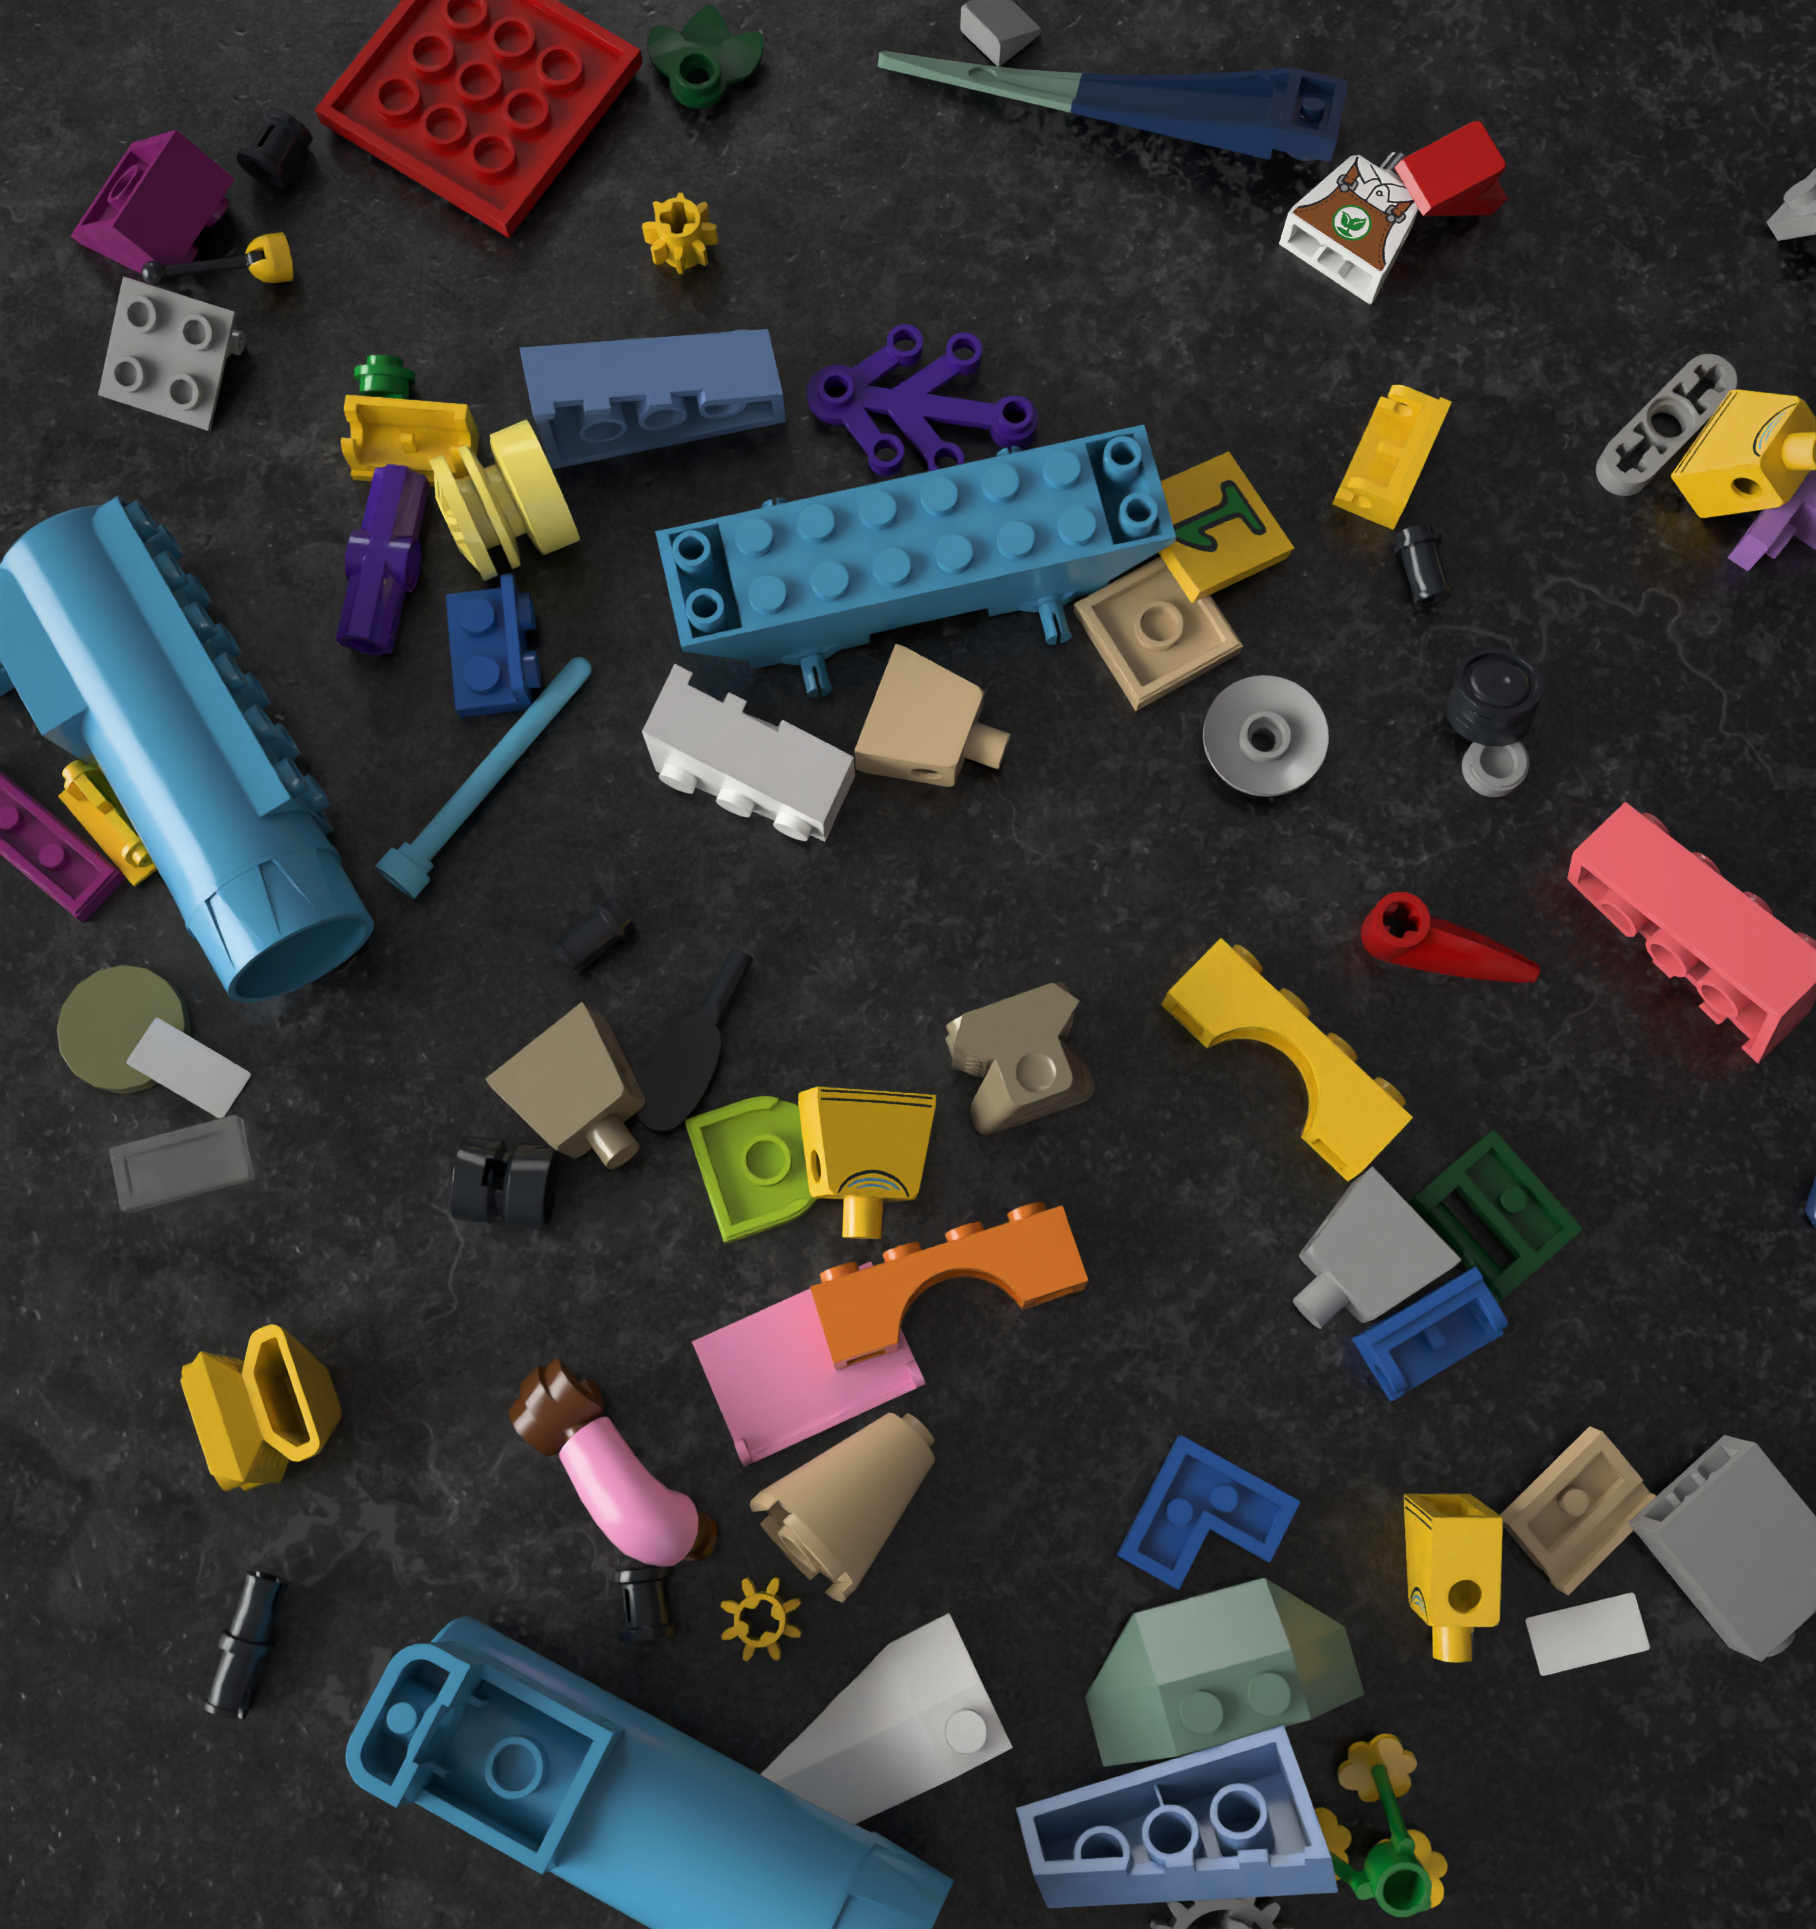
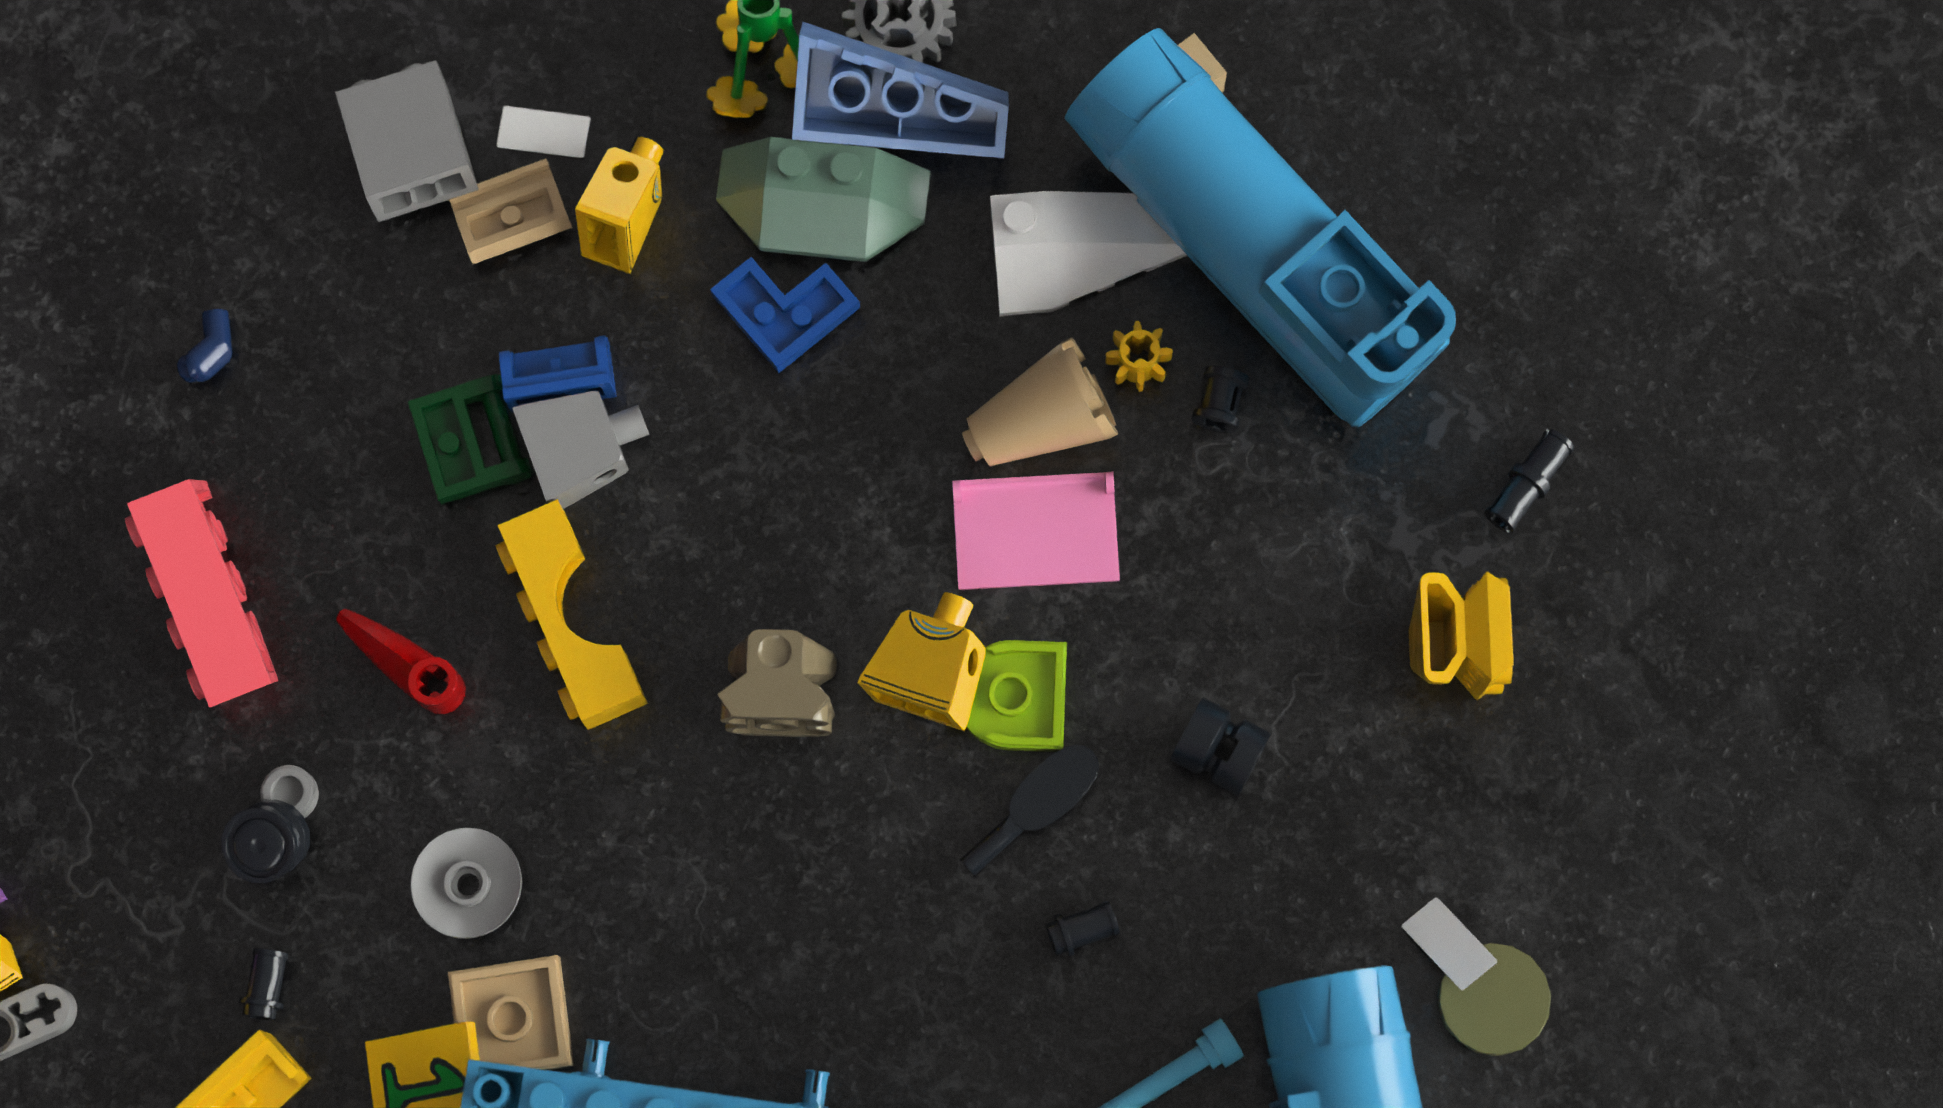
camera: 155 degrees left, 0 degrees up
(181, 1164) = (1478, 869): clear tile -> none
(575, 1088) = (1140, 798): dark tan torso -> none
(621, 1495) = (1216, 490): bright pink piece -> none
(746, 760) = (900, 1020): white wedge -> none
(926, 724) = (740, 1001): tan torso -> none
(1026, 1258) = (974, 546): orange arch -> none

